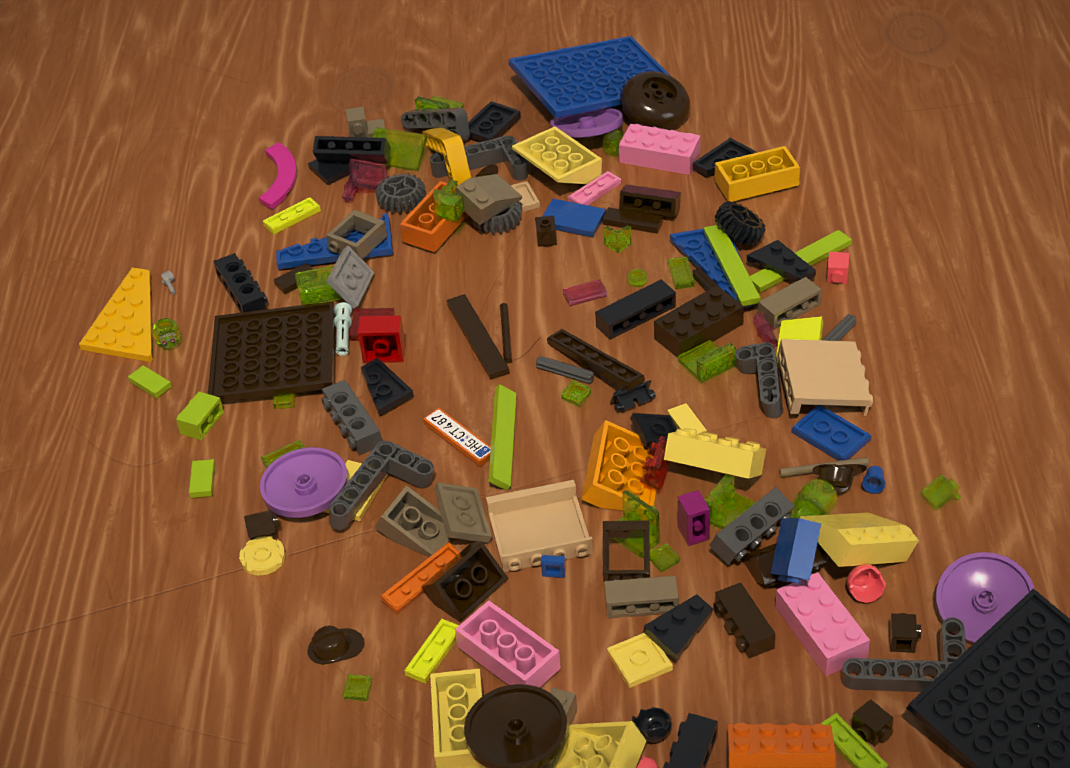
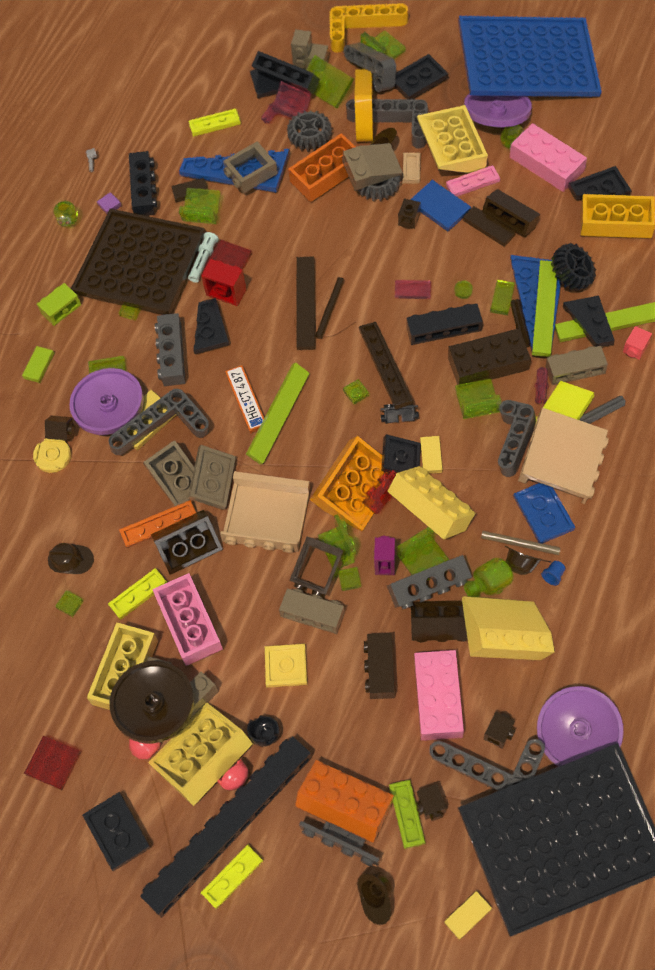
camera: 25 degrees right, 20 degrees up
(125, 321) = (44, 185): yellow wing -> none
(149, 381) = (37, 255): lime tile -> none
(208, 313) = (109, 201): none -> medium lavender tile
(285, 177) = (227, 77): dark pink tile -> none
(350, 277) = (227, 209): light grey tile -> none
(387, 95) = (363, 17): none -> yellow beam
(447, 203) = (332, 162): clear neon green brick -> none
(553, 566) = (258, 555): blue tile -> none
(565, 369) = (359, 363): dark grey axle -> none
(617, 239) = (465, 244): clear neon green panel -> none
(666, 102) = (556, 114): dark brown brick -> none
(679, 625) = (327, 649): black wing -> none
(795, 550) = (441, 628): blue brick -> none
(866, 583) = (492, 672): coral hair -> none
(941, 491) = (603, 607): clear neon green bracket -> none

